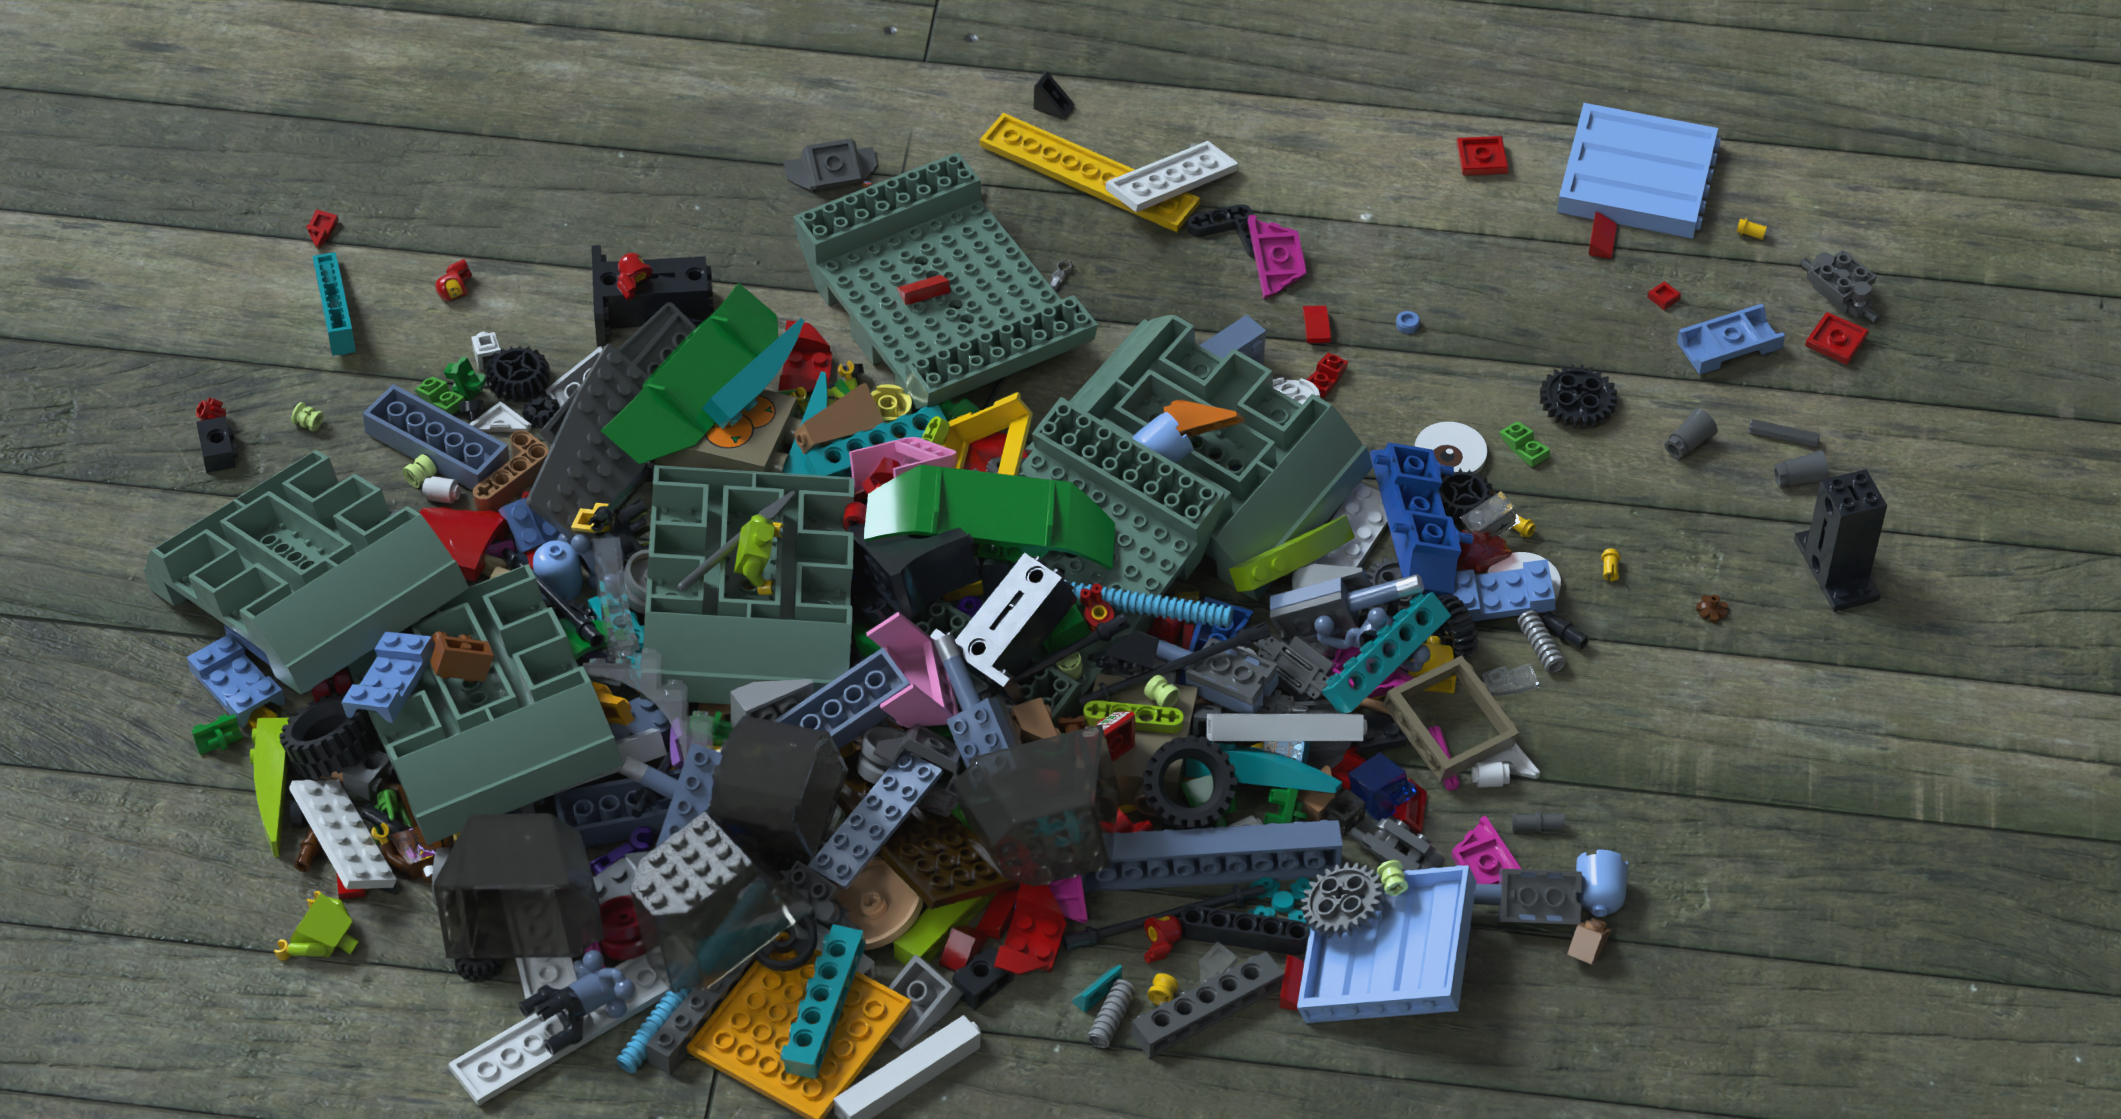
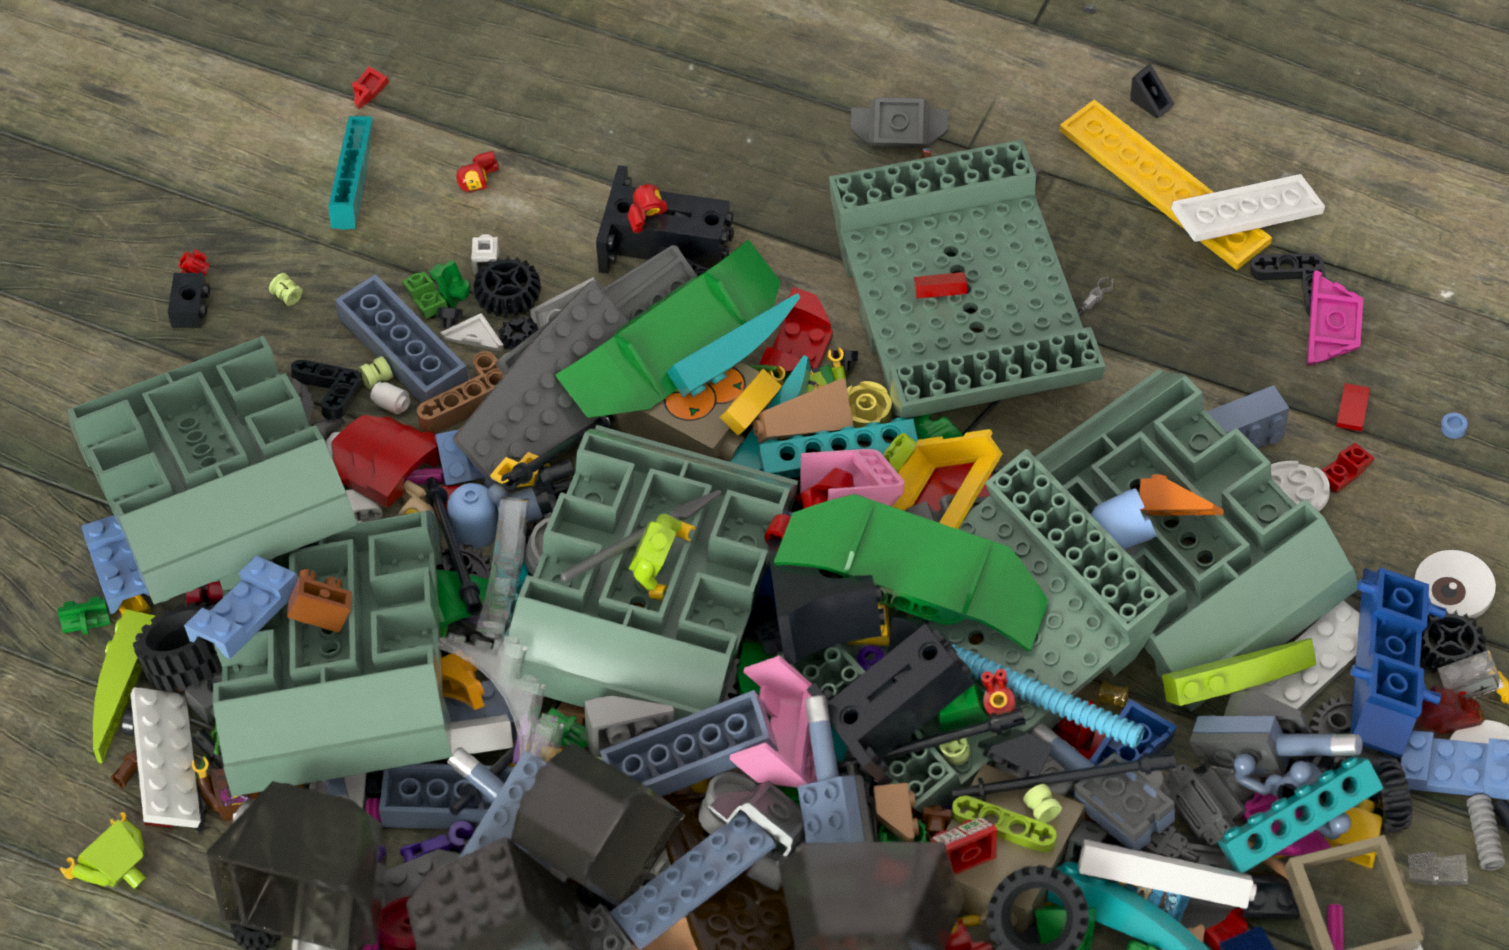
camera: 20 degrees right, 5 degrees up
(393, 486) = (338, 381): none -> black beam
(786, 420) = (750, 402): none -> yellow slope

